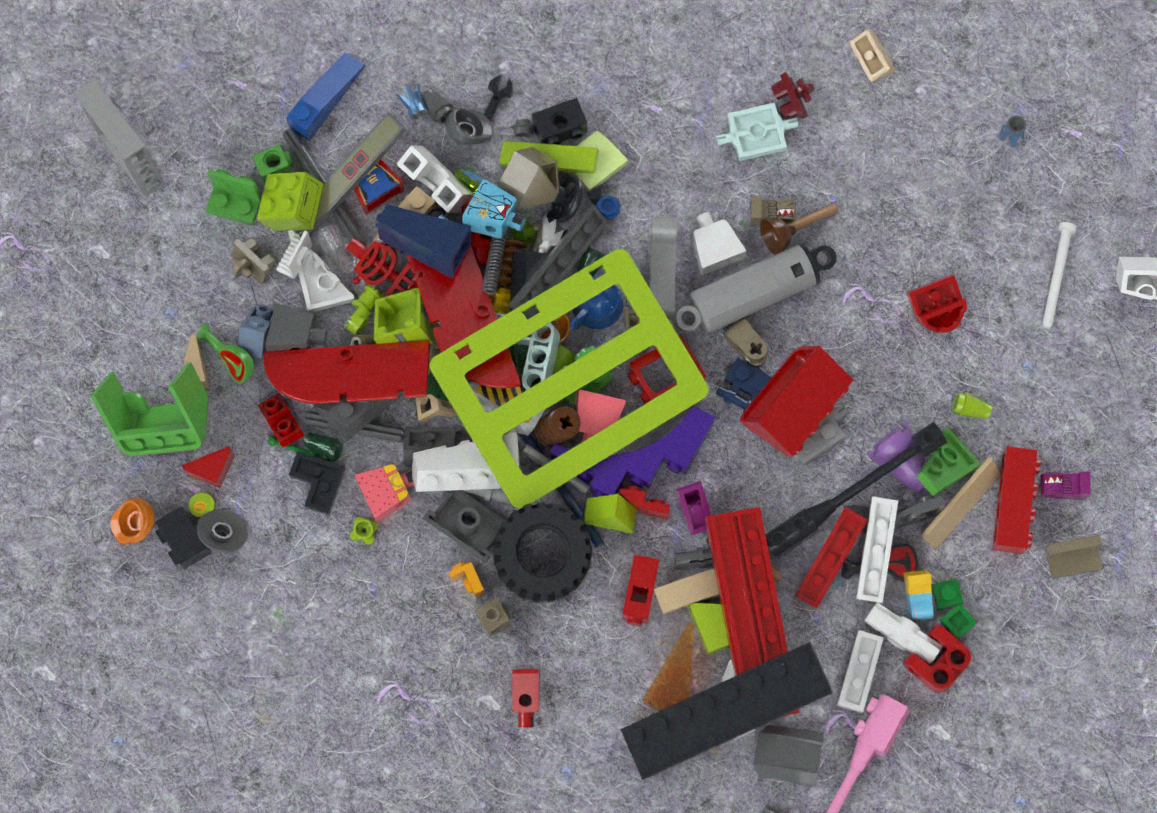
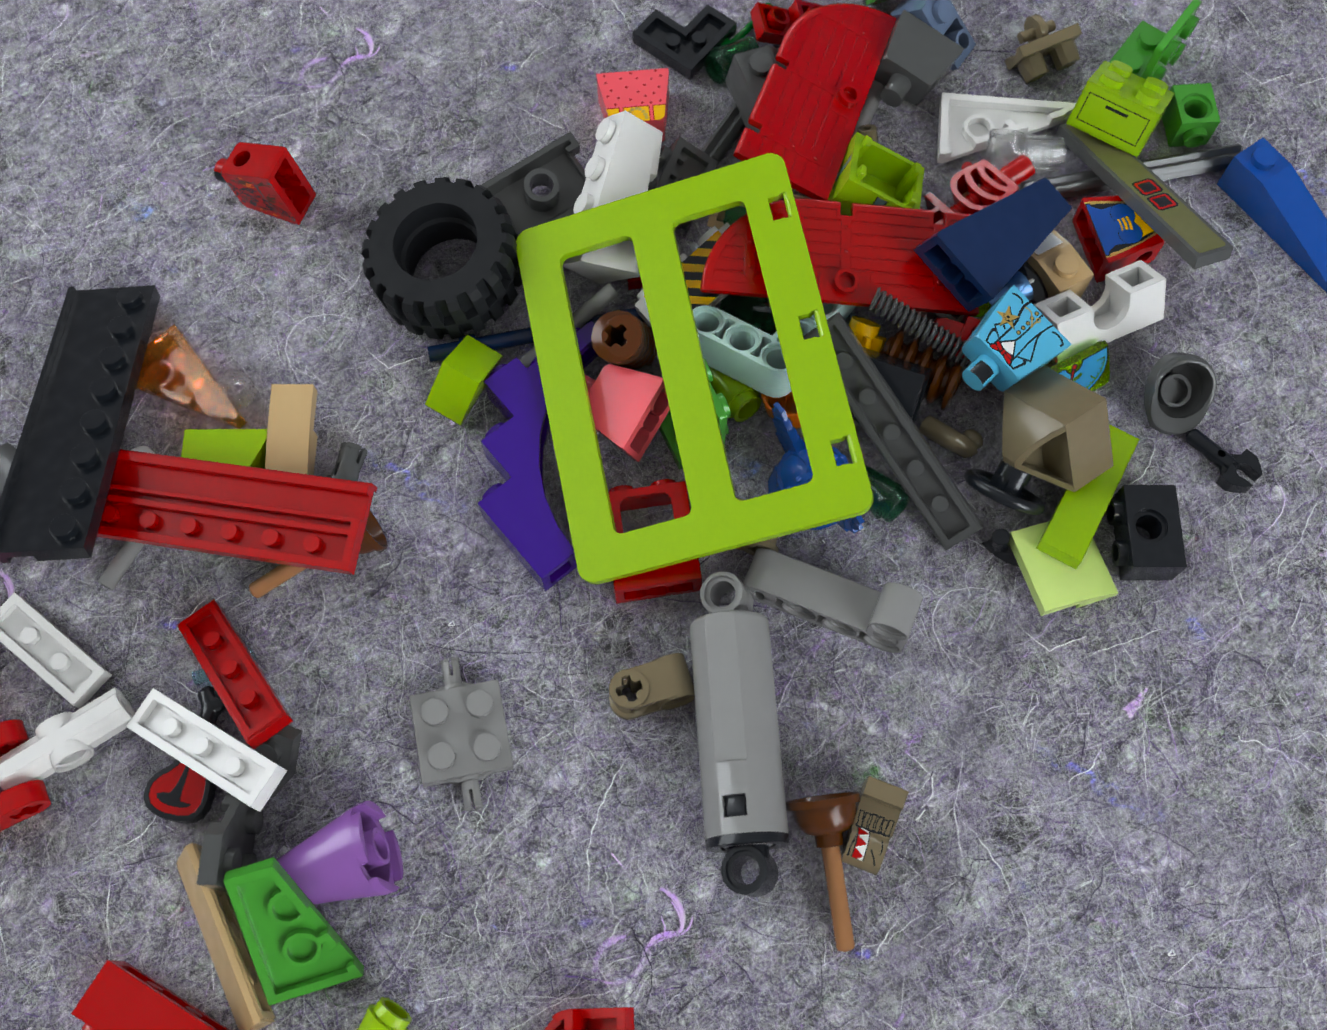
camera: 110 degrees right, 5 degrees down
(295, 255) = (1029, 86): white piece -> none
(363, 307) = (935, 174): lime connector -> none
(370, 526) = (589, 65): lime plate -> none
(415, 104) = (1236, 331): flat silver piece -> none
(437, 106) = (1232, 361): dark grey cone -> none
(471, 581) = (463, 167): light orange bracket -> none
(492, 617) = (388, 173): dark tan brick -> none
(523, 128) = (1154, 472): dark grey plate -> none
(525, 234) = (968, 414): clear neon green plate -> none
(549, 237) = (947, 444): white piece -> none
(608, 207) = (971, 559): blue plate -> none
(640, 590) = (338, 381): red brick -> none
(654, 508) = (465, 425): red slope -> none
(694, 506) = (414, 497): magenta slope -> none
(716, 244) = (845, 702): white torso -> none
(743, 378) = (584, 673): dark blue plate -> none
(756, 131) = (1037, 861): light aqua plate -> none
(787, 87) = (1089, 964): dark red hips -> none
(796, 399) = (507, 713): red windscreen -> none
(807, 521) = (307, 656): black bar -> none
(919, 594) = (105, 791): leg -> none
(947, 594) = (91, 846): green plate -> none
(958, 621) = (34, 841): green plate -> none

